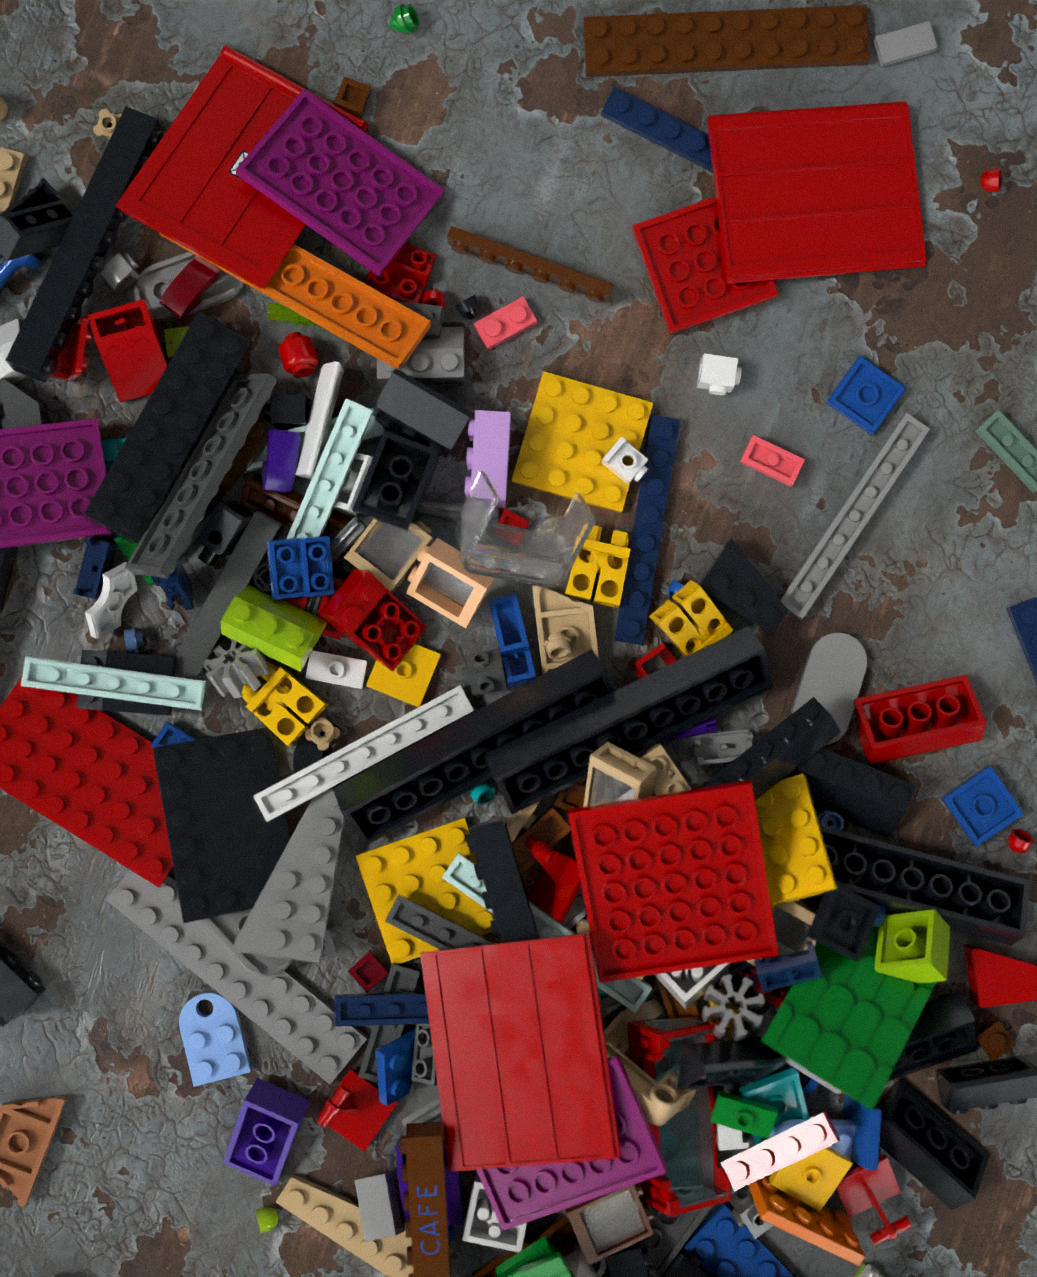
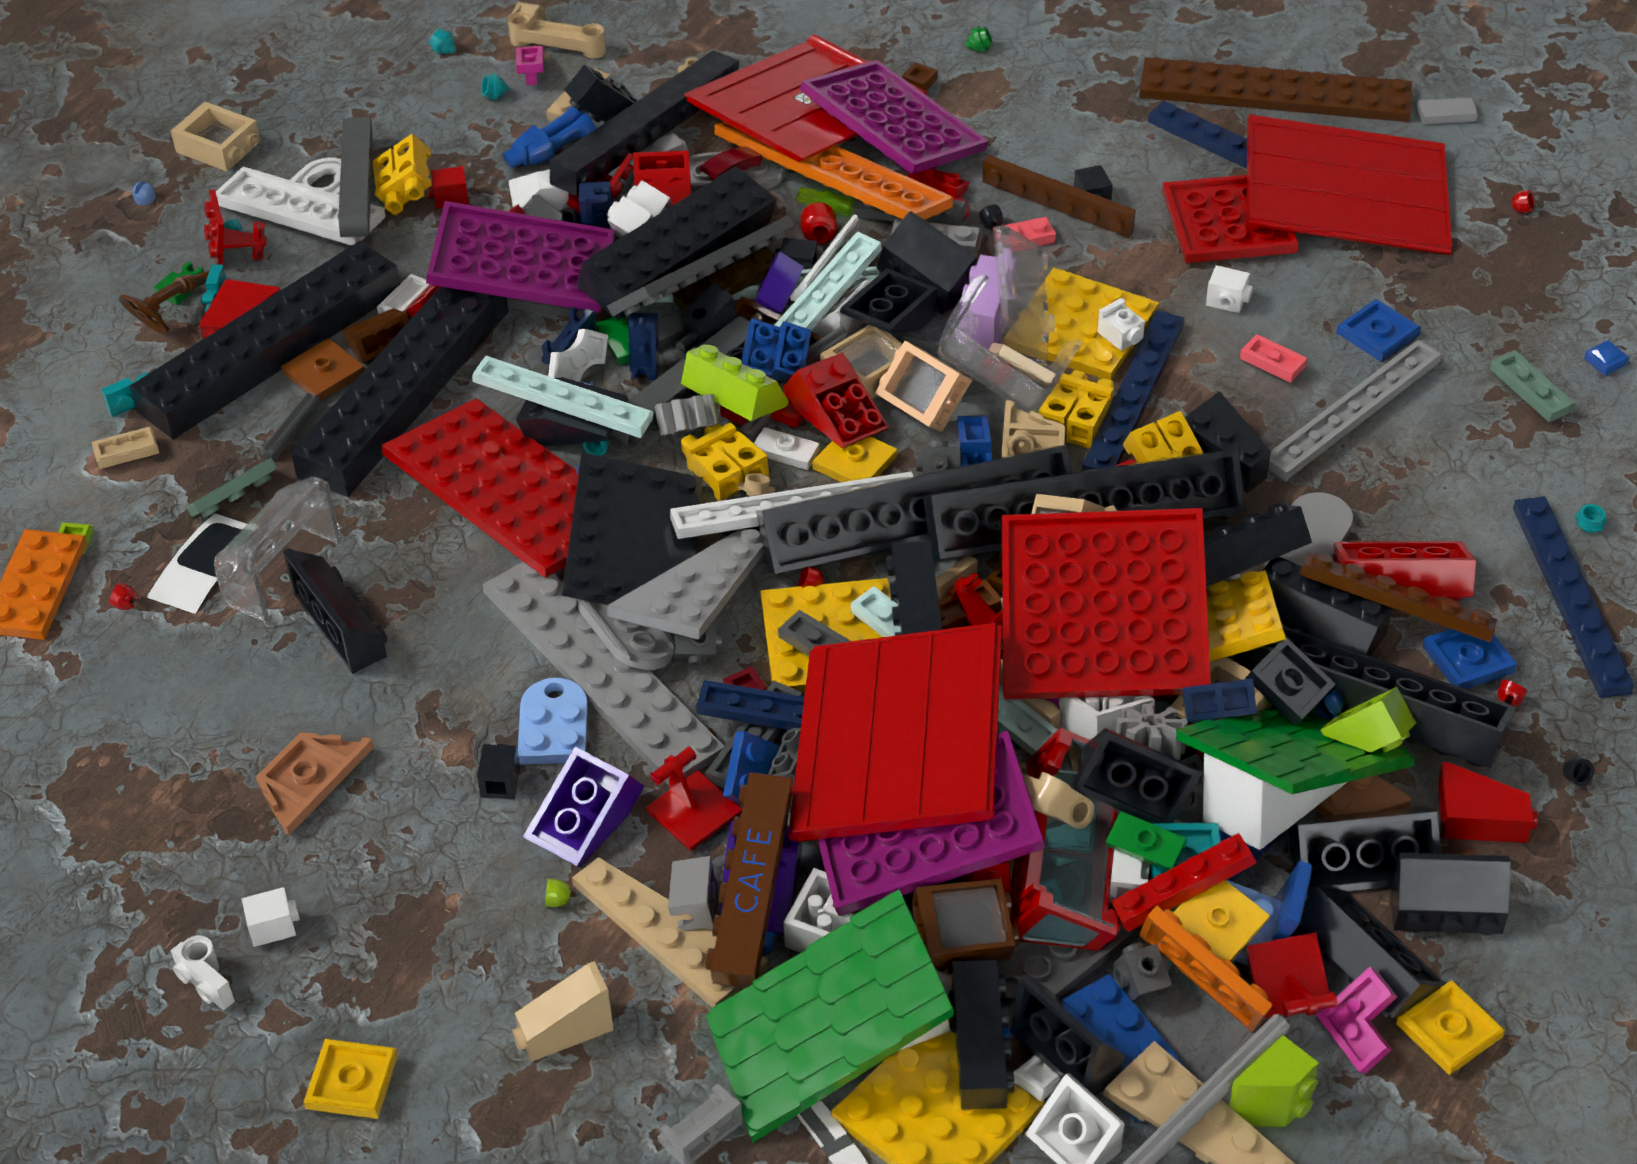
camera: 15 degrees right, 40 degrees down
(46, 392) = (571, 215): none -> black hinge
(66, 393) = (595, 203): none -> dark blue hinge
(115, 403) = (637, 208): none -> white brick
(183, 1108) = (498, 771): none -> black brick
(397, 836) = (810, 577): none -> red hinge
(524, 447) = (1022, 294): none -> clear windscreen
(540, 546) = (1022, 363): none -> tan tile
(563, 245) = (1094, 181): none -> black brick
(920, 776) = (1409, 600): none -> reddish brown plate
(924, 1213) = (1352, 1019): none -> dark pink plate
(999, 1201) = (1450, 1027): none -> yellow plate

